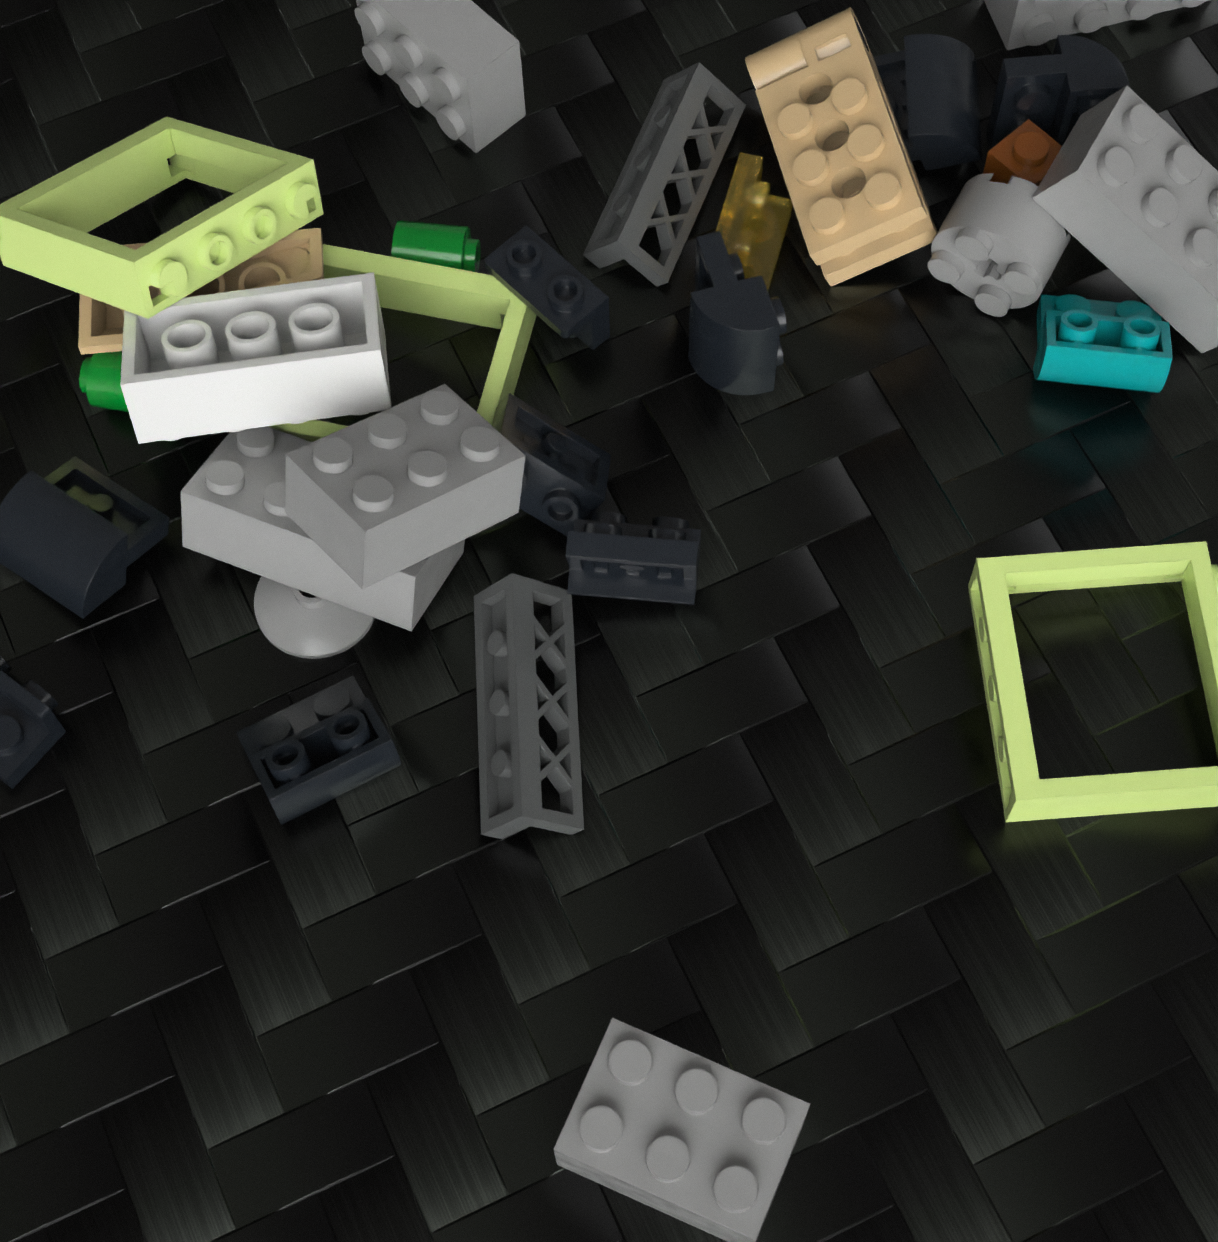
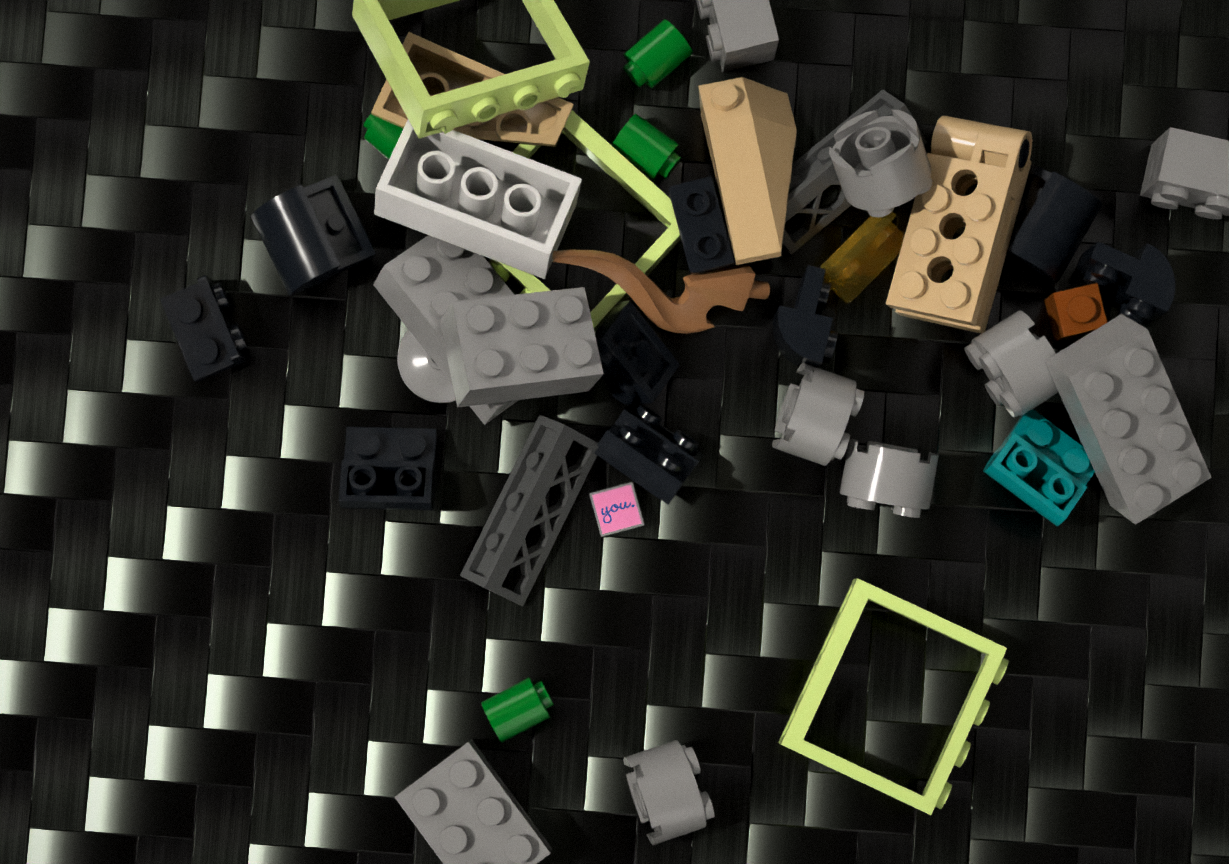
camera: 30 degrees right, 20 degrees up
(390, 158) = (656, 55): none -> green brick
(560, 195) = (752, 156): none -> tan wedge
(590, 357) = (682, 314): none -> medium nougat piece
(633, 653) = (616, 509): none -> bright pink tile
(652, 953) = (517, 708): none -> green brick
(710, 109) = (880, 161): none -> light grey brick
(809, 410) = (817, 415): none -> light grey brick
(912, 940) = (667, 791): none -> light grey brick
(935, 432) = (889, 477): none -> light grey brick

